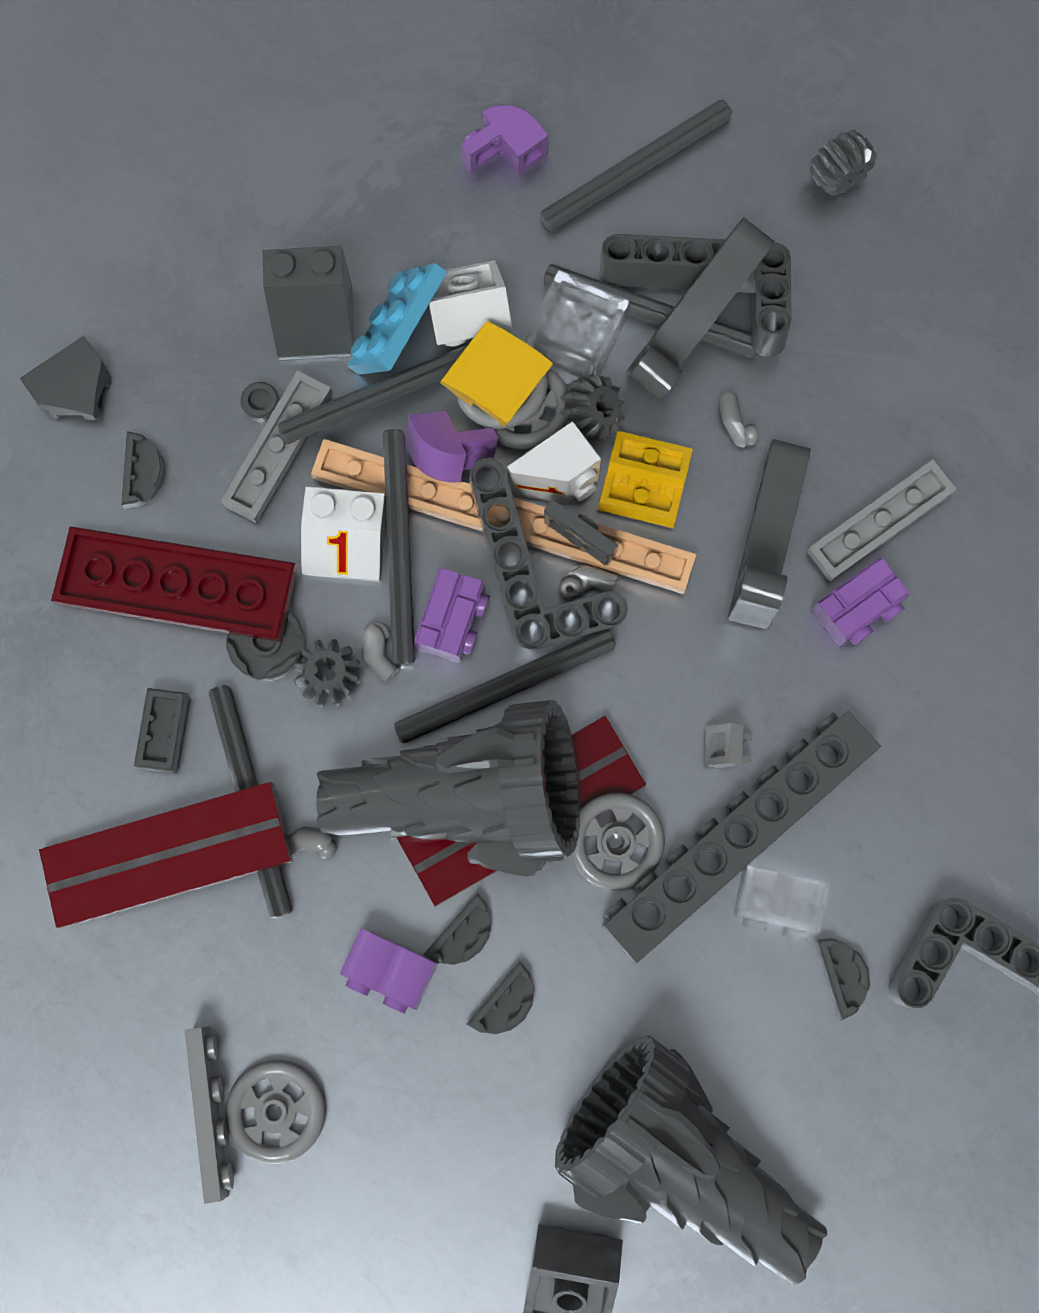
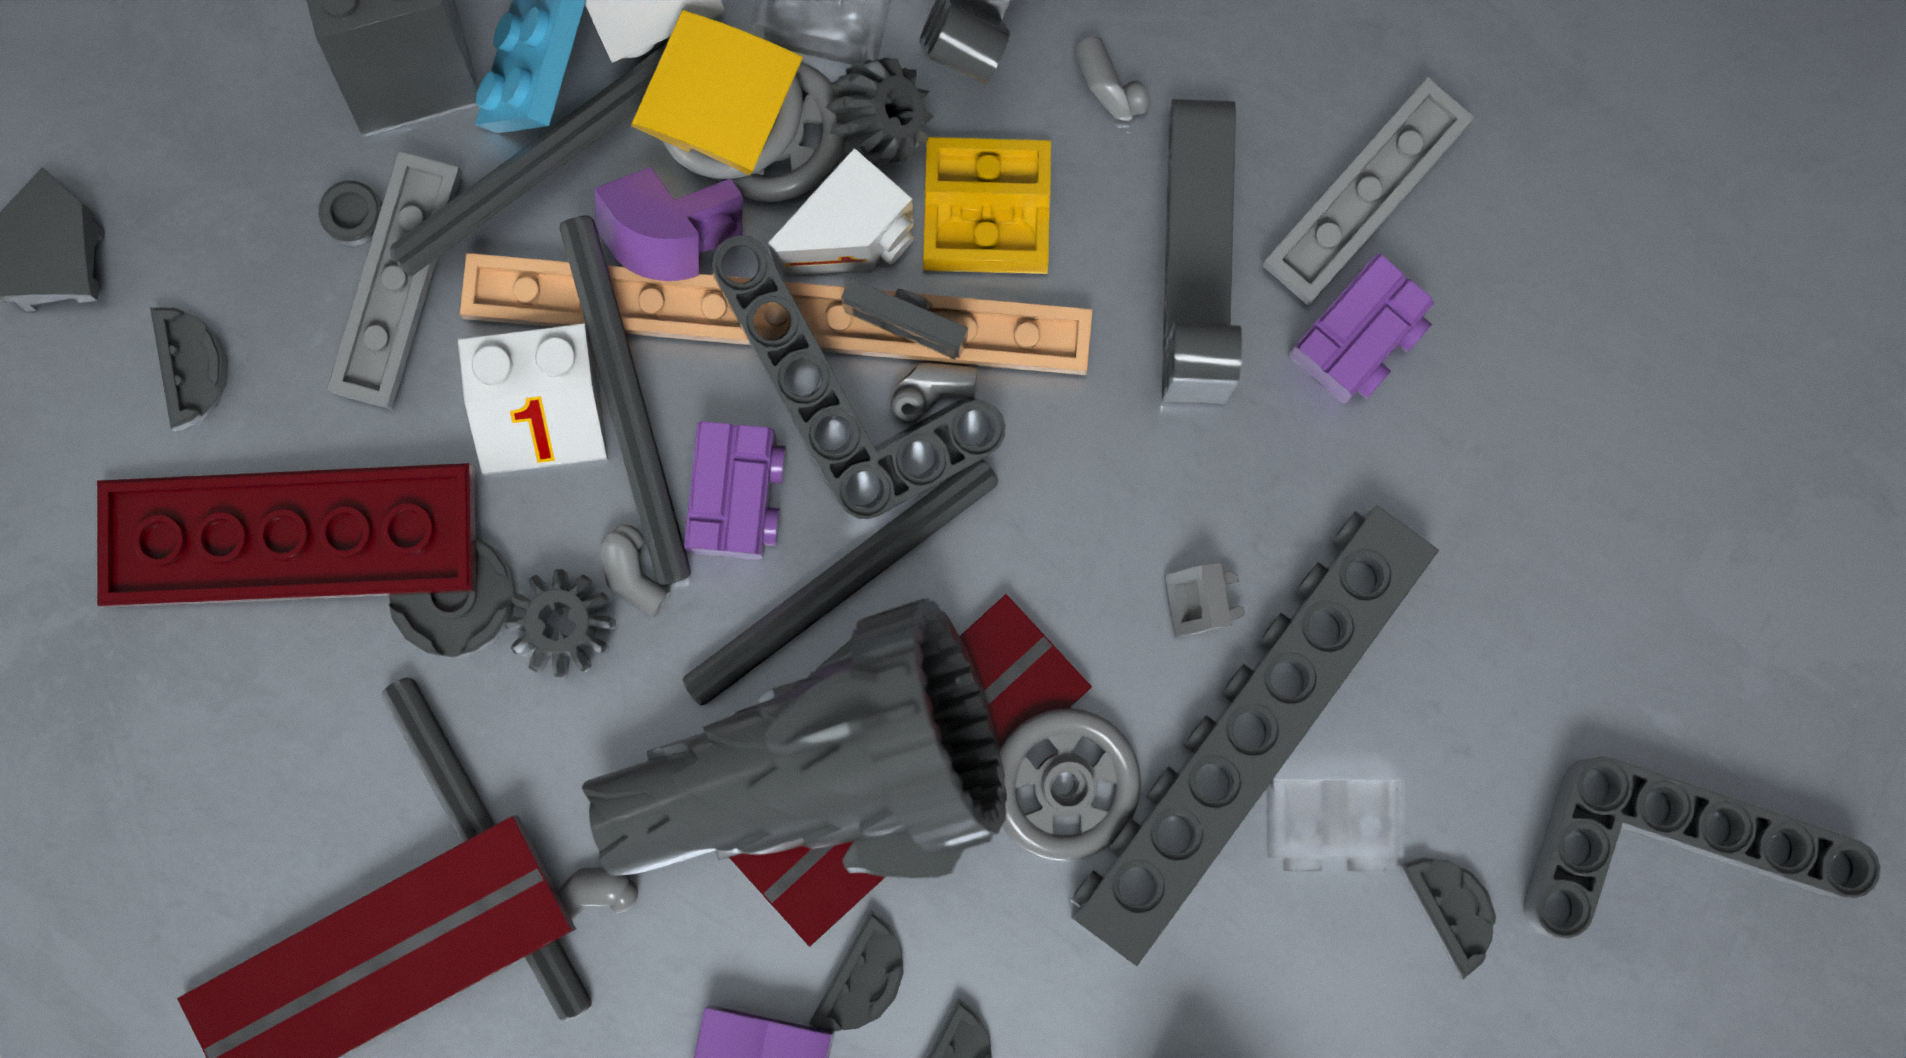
camera: 15 degrees left, 5 degrees up
(161, 730) = (322, 771): dark grey plate -> none

